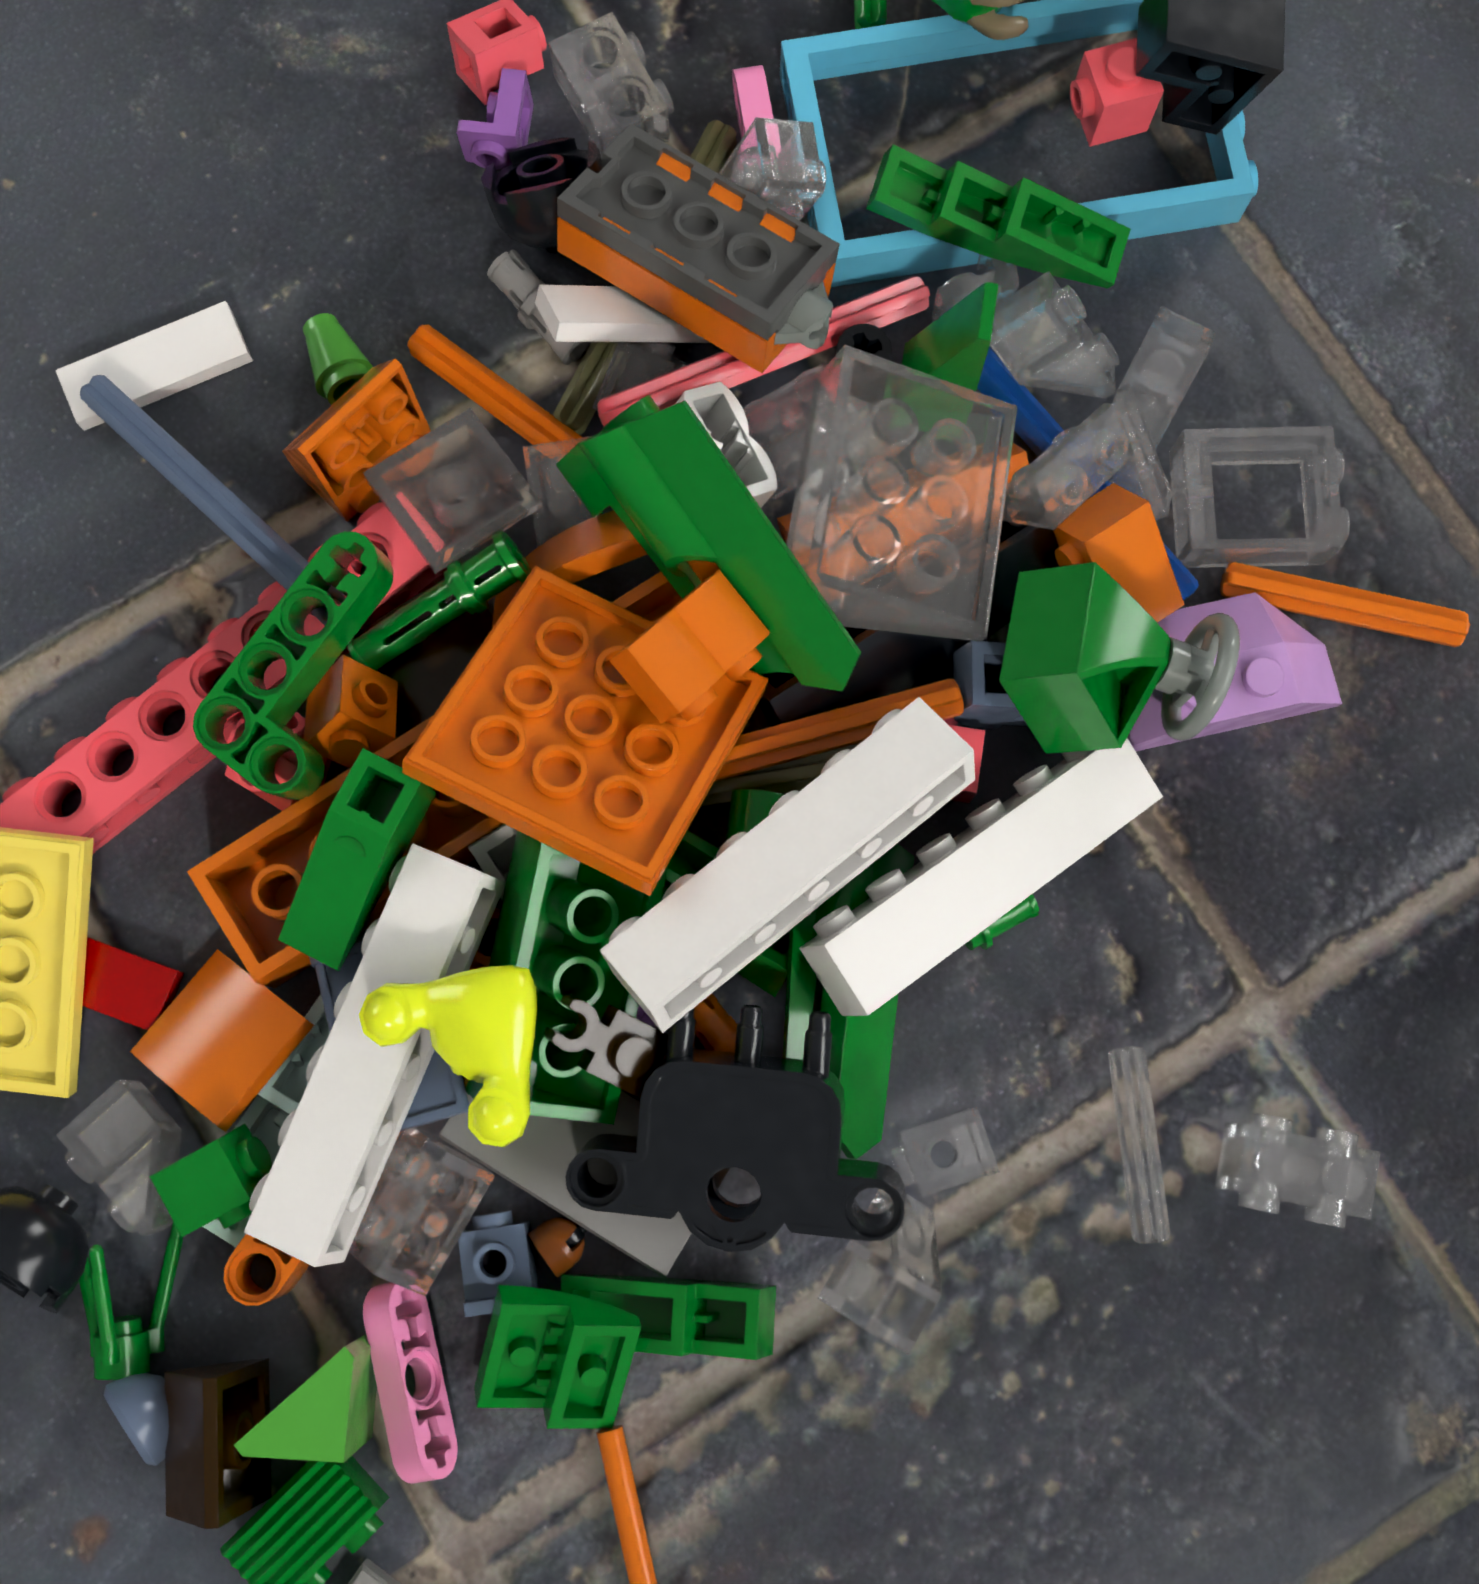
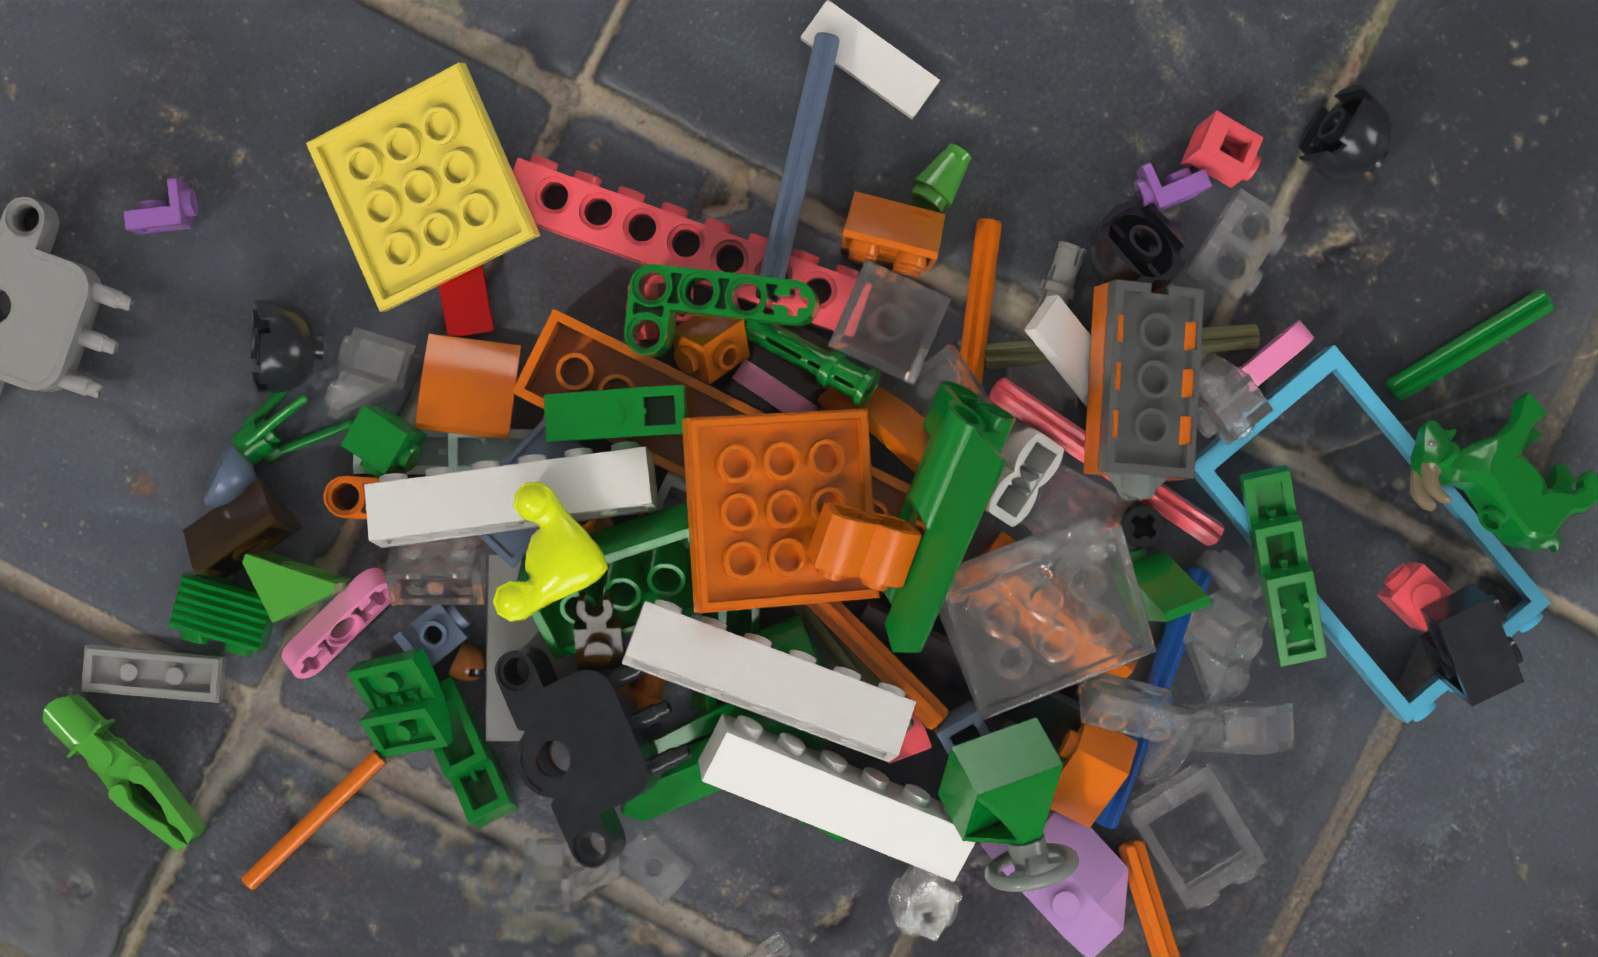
camera: 65 degrees right, 10 degrees up
(429, 681) = (771, 389): none -> bright pink beam
(1167, 848) = (923, 902): none -> clear brick

